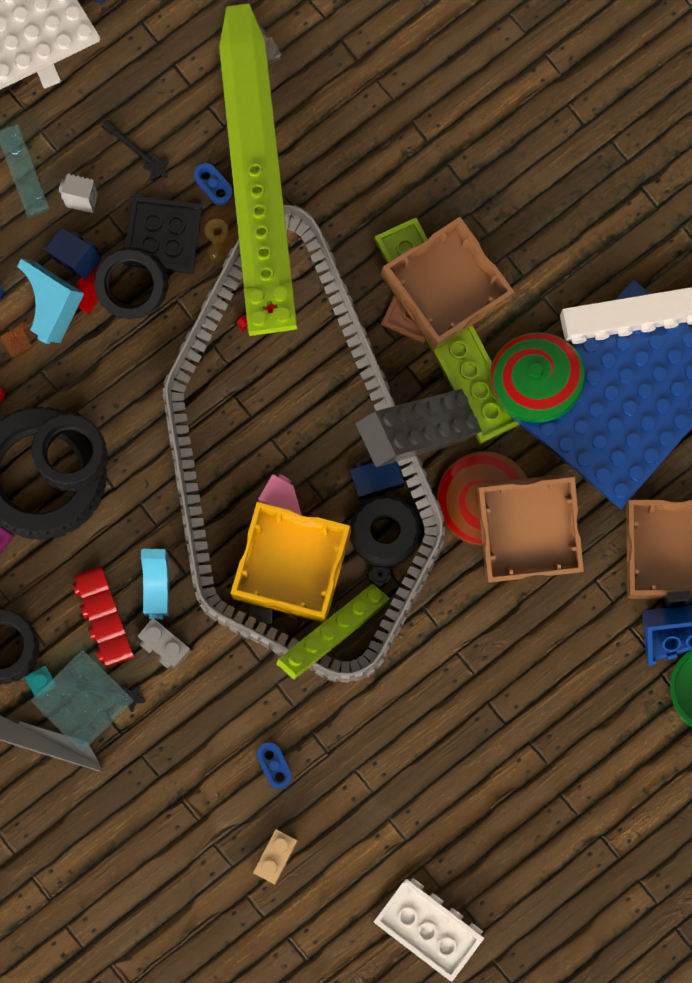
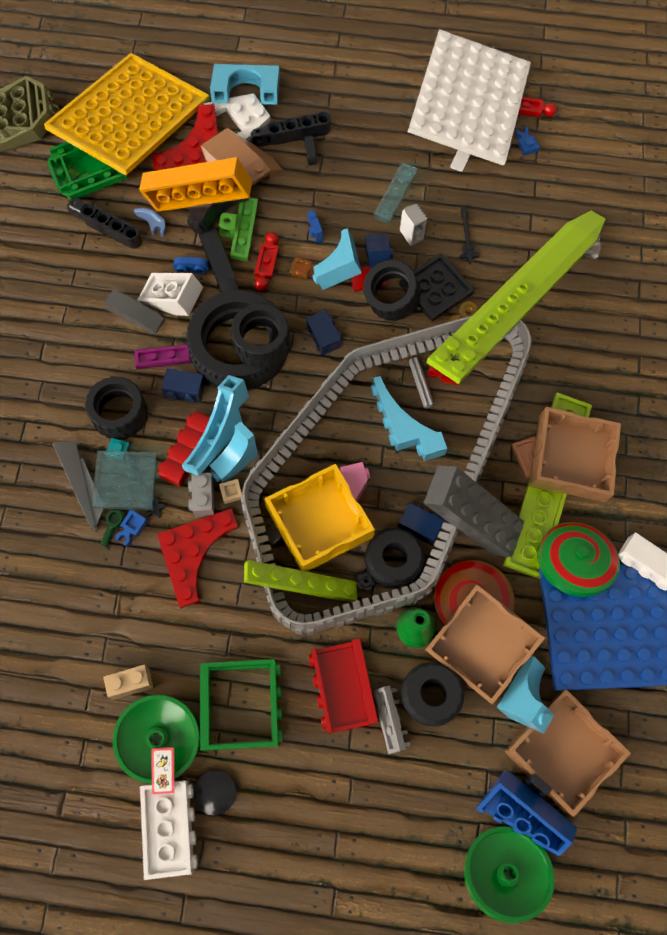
camera: 45 degrees right, 10 degrees down
(35, 565) = (183, 385): none -> dark blue brick
(107, 384) = (323, 332): none -> dark blue brick
(110, 743) = (113, 520): none -> dark green plate
(116, 568) = (221, 426): none -> medium azure arch
(130, 731) = (132, 525): none -> blue plate
(183, 615) = (230, 491): none -> tan plate
(198, 701) = (186, 548): none -> red plate
(213, 184) = (488, 287): blue plate -> none
(244, 345) = (421, 383): none -> light grey axle
(273, 406) = (404, 429): none -> medium azure arch
(274, 766) = (187, 628): blue plate -> none
(347, 874) = (150, 724): none -> green dish
(380, 890) = (163, 770): none -> tile
(401, 741) = (205, 704): none -> green window
(435, 865) = (214, 792): none -> black dish
(451, 679) = (343, 687): none -> red panel
(459, 579) = (415, 634): none -> green cone
(514, 666) = (390, 719): none -> light grey plate
(532, 588) = (449, 682): none -> black tyre
(602, 541) = (523, 700): none -> medium azure arch

